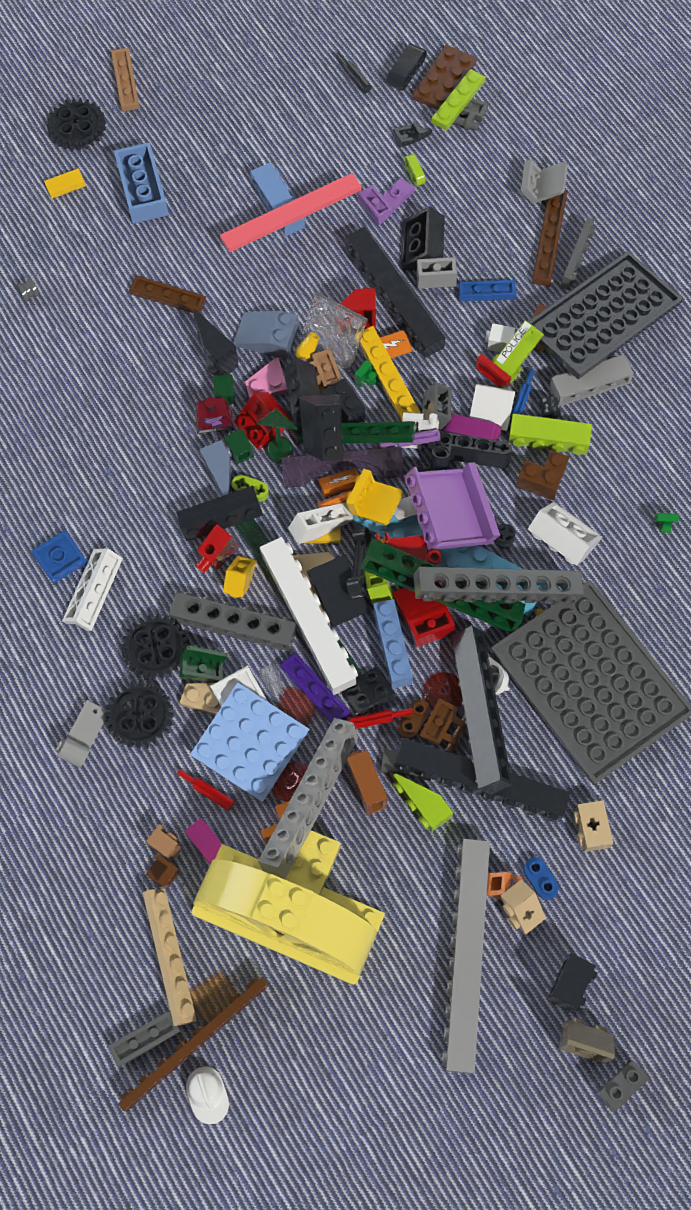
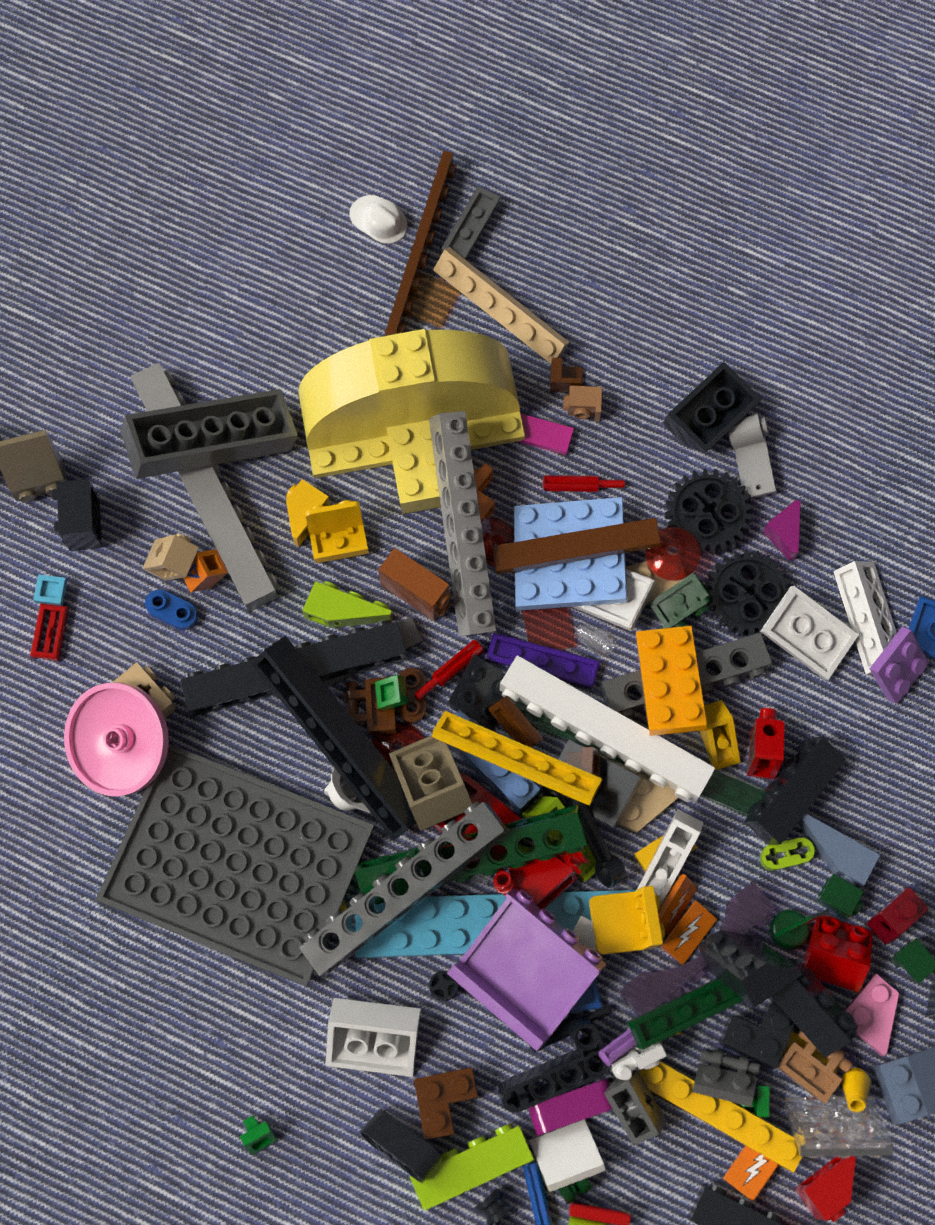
camera: 145 degrees right, 5 degrees up
(85, 779) = (711, 409): none -> black slope
(97, 545) = (899, 665): none -> medium lavender plate
(99, 673) = (784, 530): none -> magenta slope
(138, 597) = (809, 632): none -> white plate
(186, 709) = (674, 566): none -> clear red dish
(244, 736) = (576, 546): none -> reddish brown tile
(247, 616) = (670, 681): none -> light orange plate
(339, 601) = (586, 760): none -> panel
(360, 656) = (515, 722): none -> reddish brown tile
(378, 389) = (724, 1083): none -> dark grey plate
(378, 622) = (517, 757): none -> yellow plate
(396, 852) = (336, 531): none -> yellow bracket
(406, 889) = (300, 499): none -> yellow slope
(428, 719) = (391, 692): none -> green tile
(439, 644) = (430, 781): none -> dark tan slope
(445, 978) = (208, 433): none -> dark grey brick
(585, 463) = (401, 1145): none -> black beam
(620, 945) = (50, 590): none -> medium azure plate
(624, 931) = (45, 655): none -> red tile
(629, 803) = (116, 739): none -> bright pink dish

